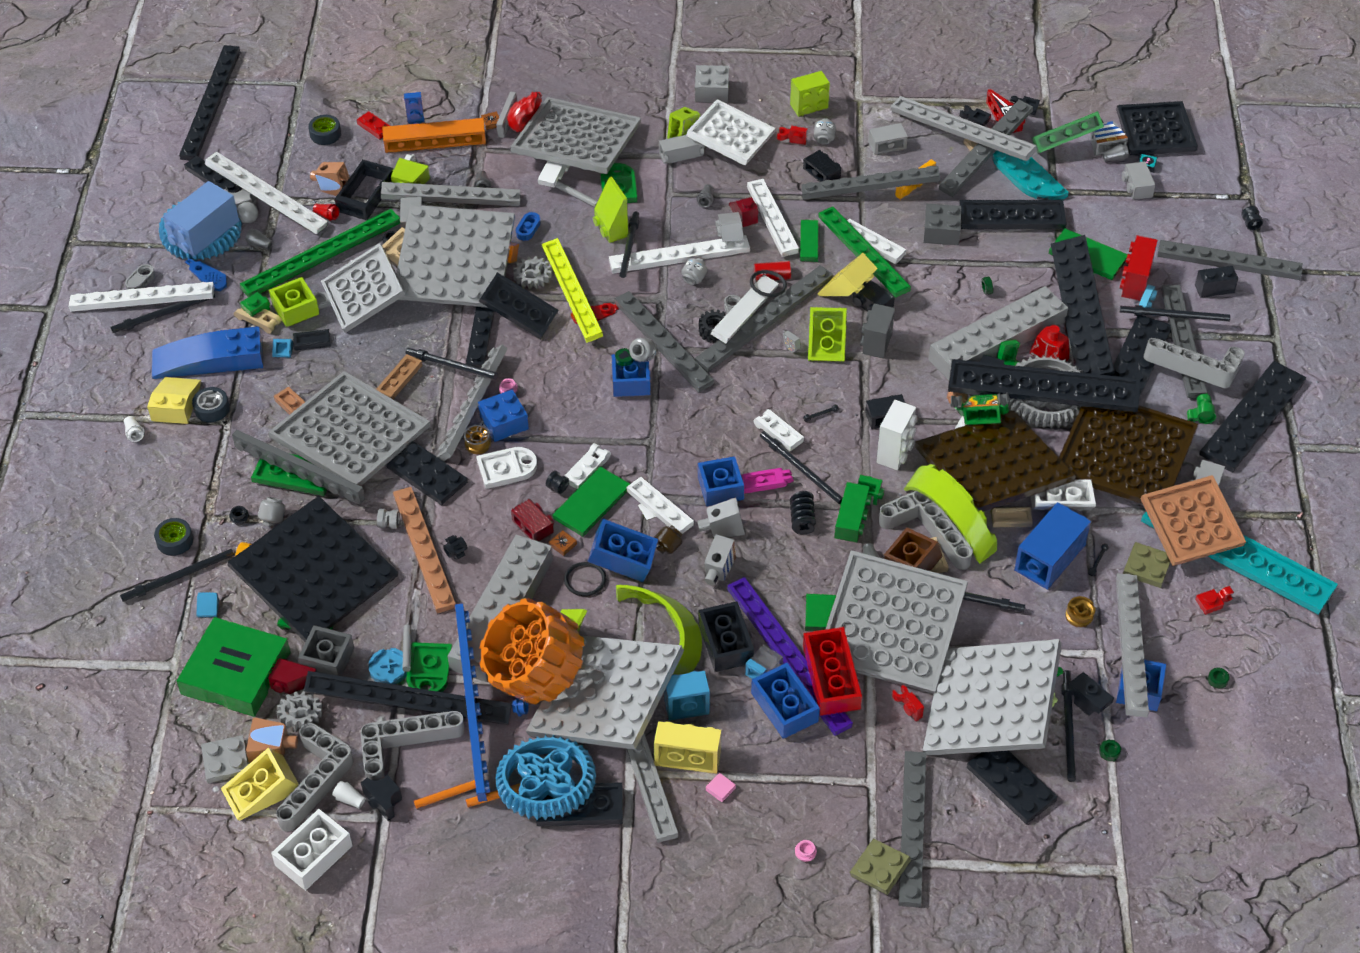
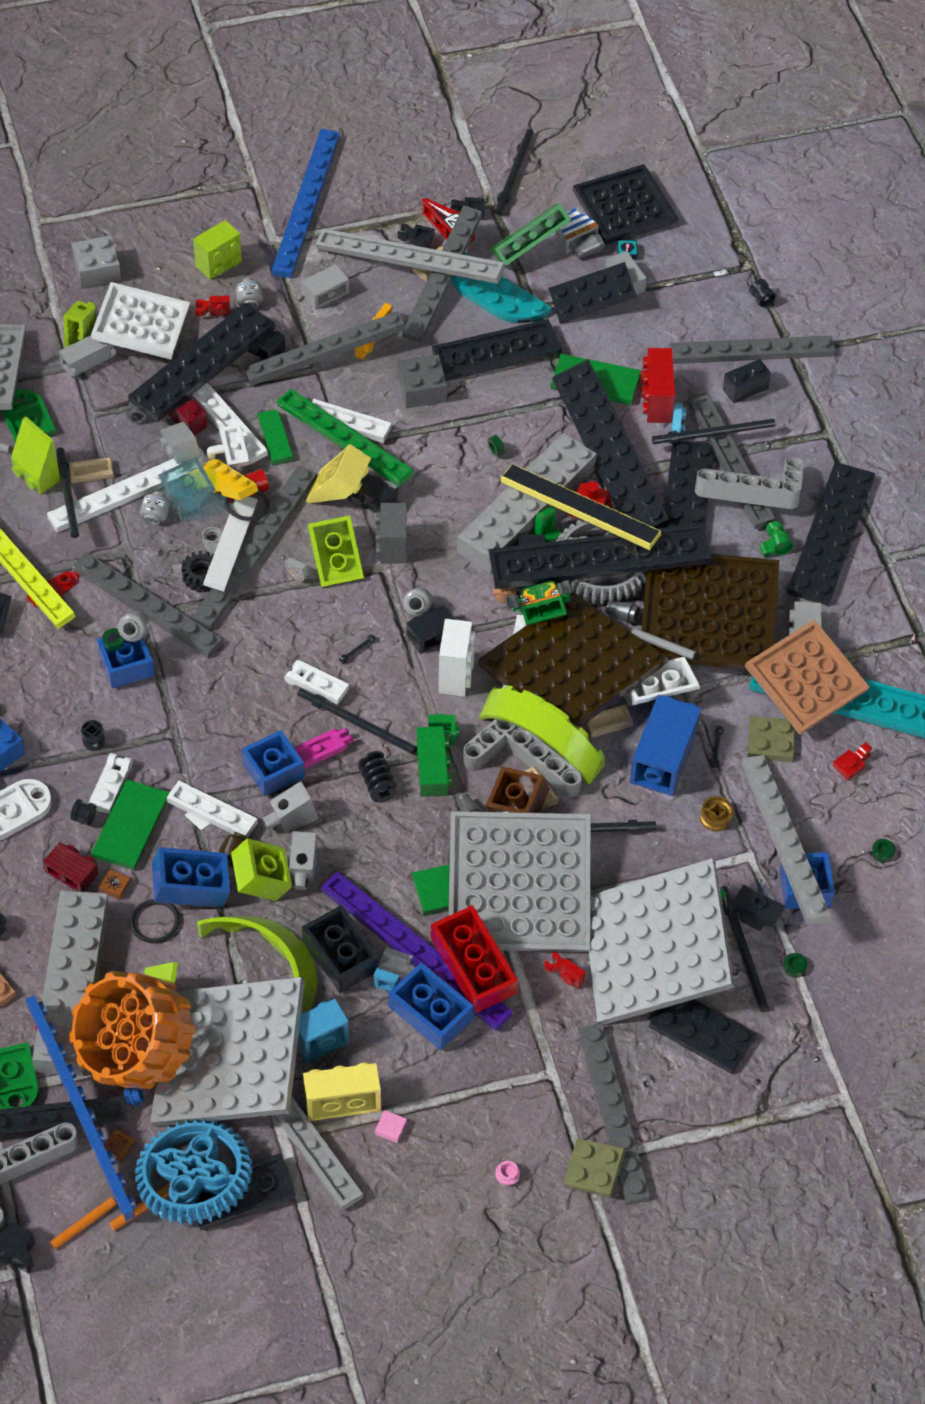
camera: 20 degrees left, 5 degrees up
(495, 742) = (119, 1144): none -> dark orange tile
(585, 427) = (93, 735): none -> black wheel
(654, 233) = (91, 470): none -> tan tile
(682, 559) = (261, 869): none -> lime brick
(724, 260) = (187, 487): none -> clear light blue slope
(752, 259) = (228, 480): none -> yellow wing
(768, 171) = (201, 362): none -> black plate
(770, 239) = (232, 445): none -> white plate
(881, 387) = (418, 601): none -> light grey head
(893, 76) = (305, 203): none -> blue plate
(1040, 343) = (581, 506): none -> black tile
(1054, 435) = (625, 611): none -> flat silver cone
(1057, 102) = (504, 196): none -> black bar
(1077, 466) = (664, 644): none -> light grey bar
(1106, 187) = (592, 292): none -> black plate

